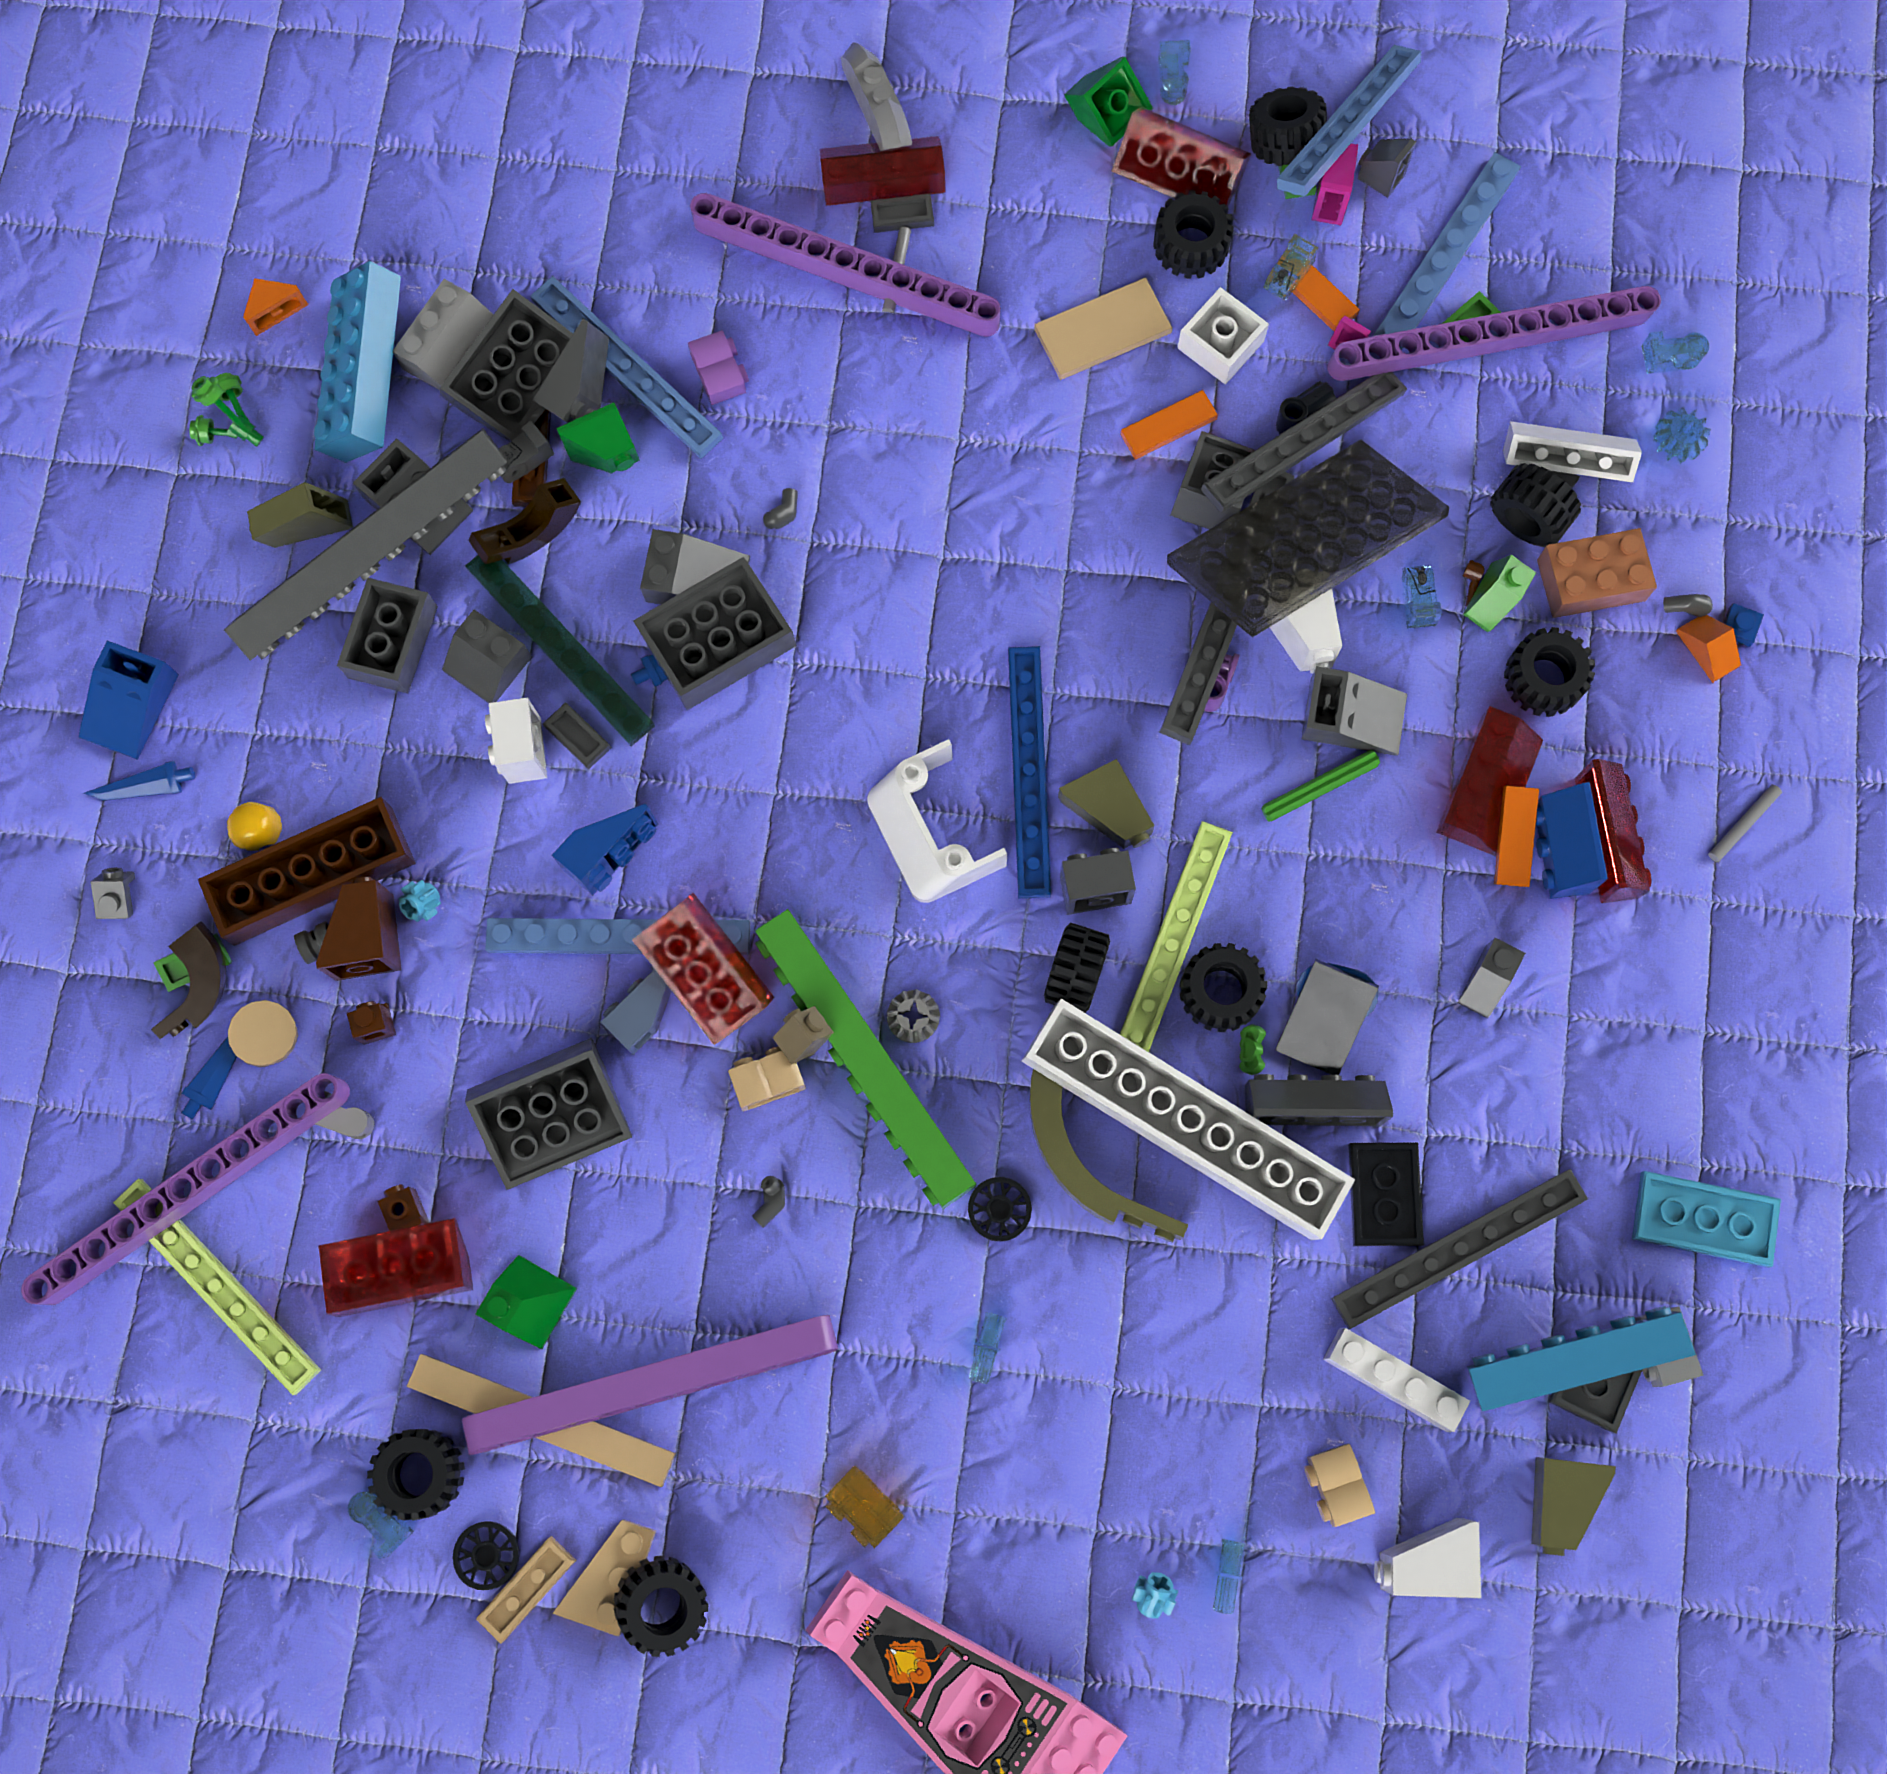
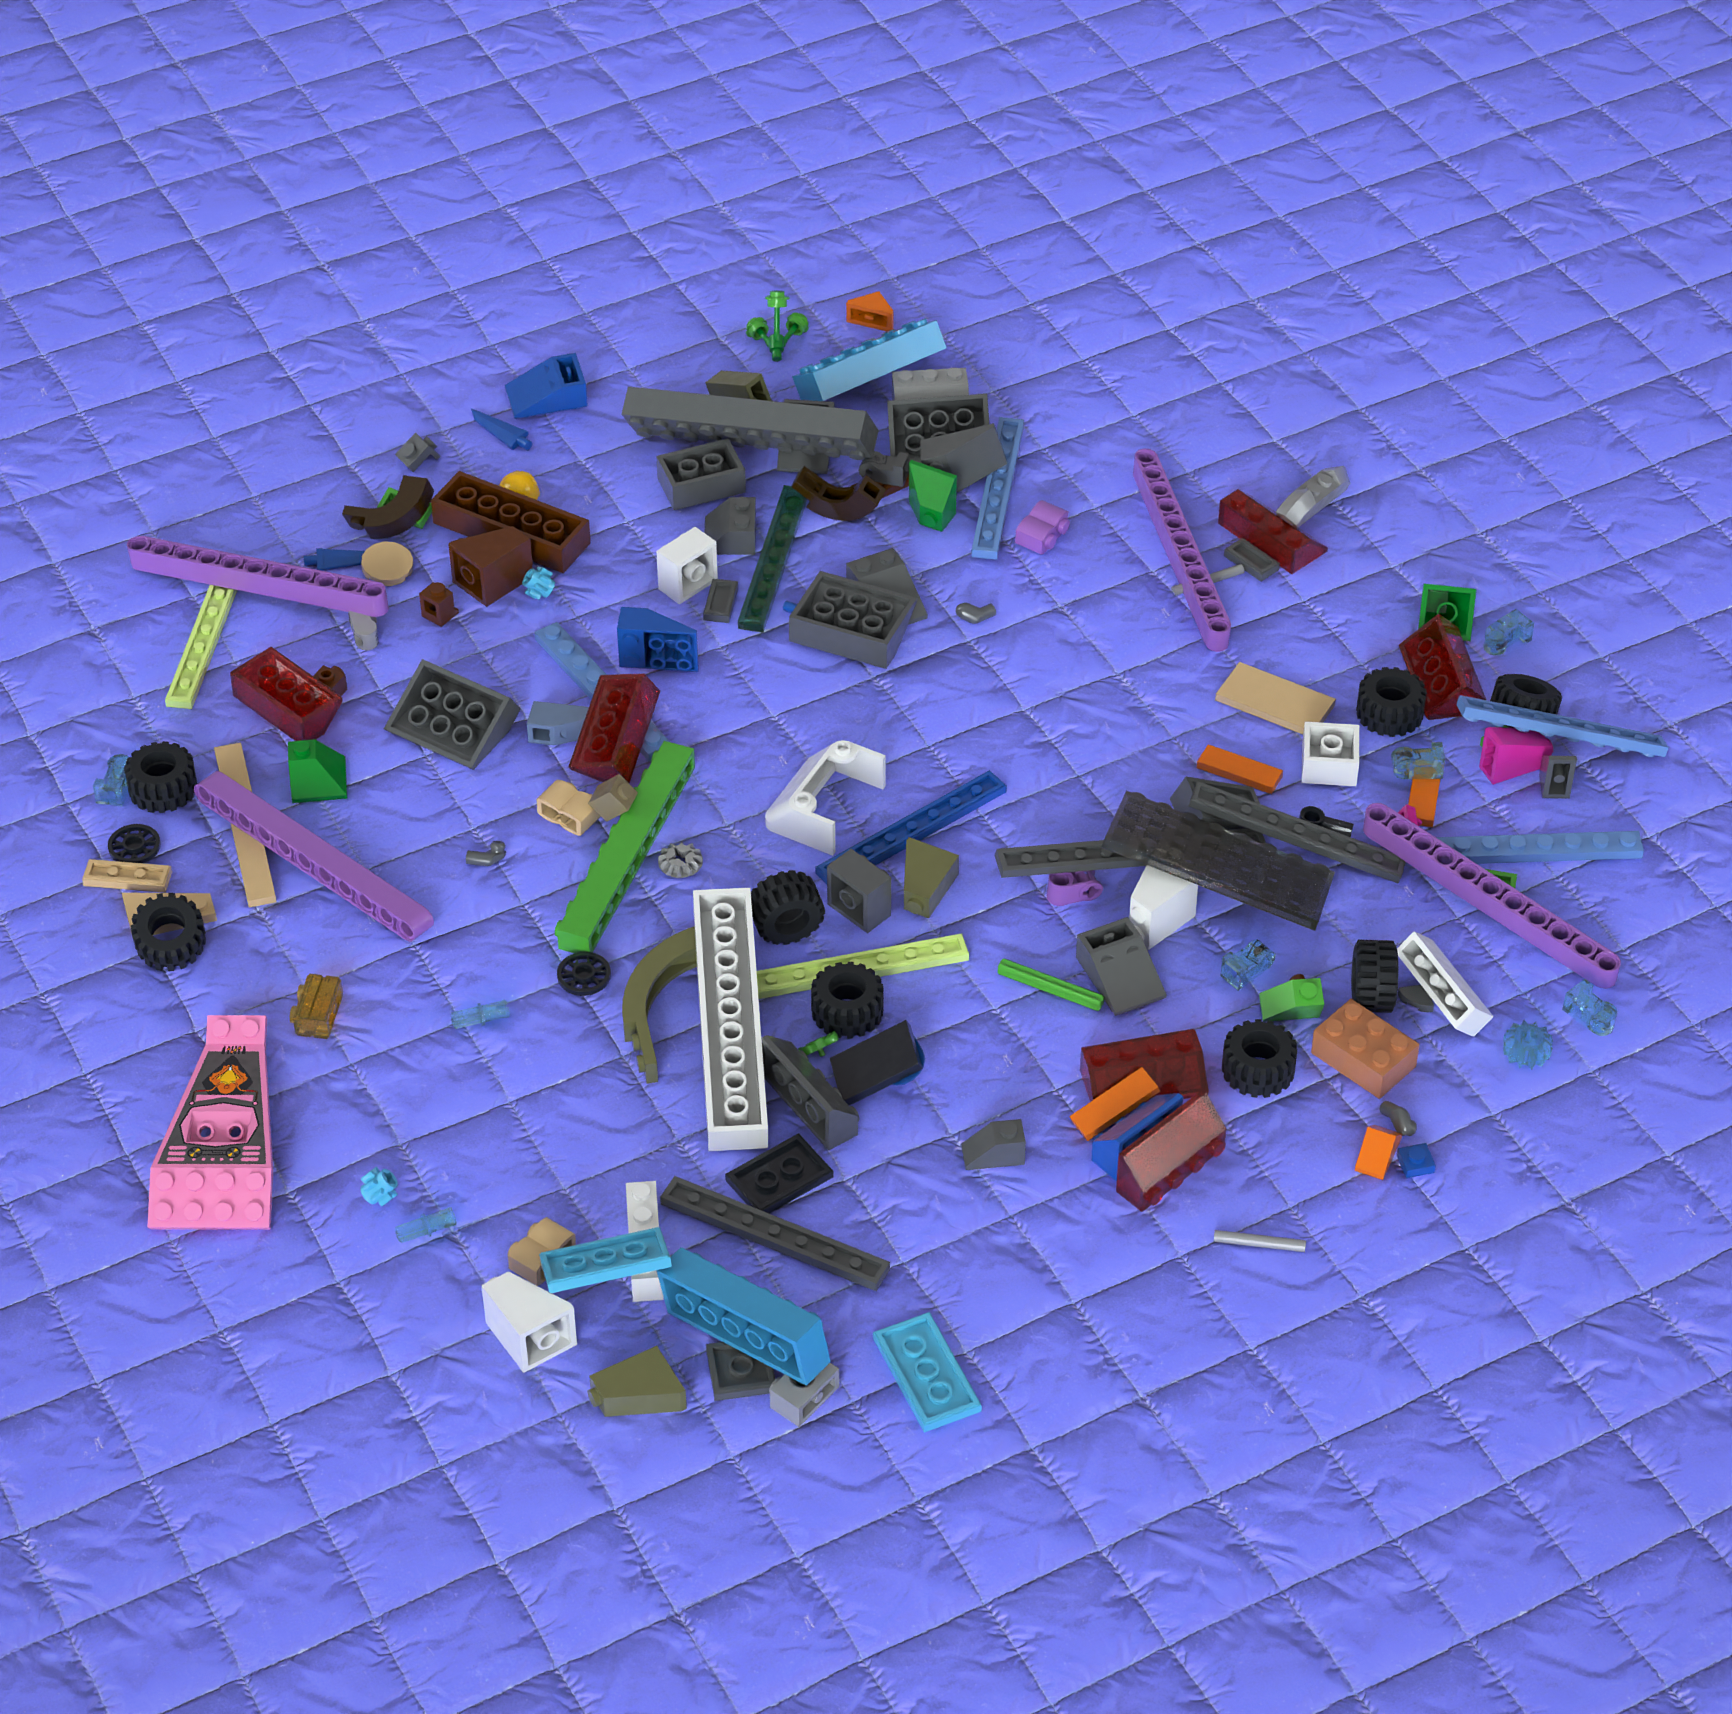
camera: 50 degrees right, 30 degrees down
(1436, 1452) = (605, 1260): none -> medium azure tile

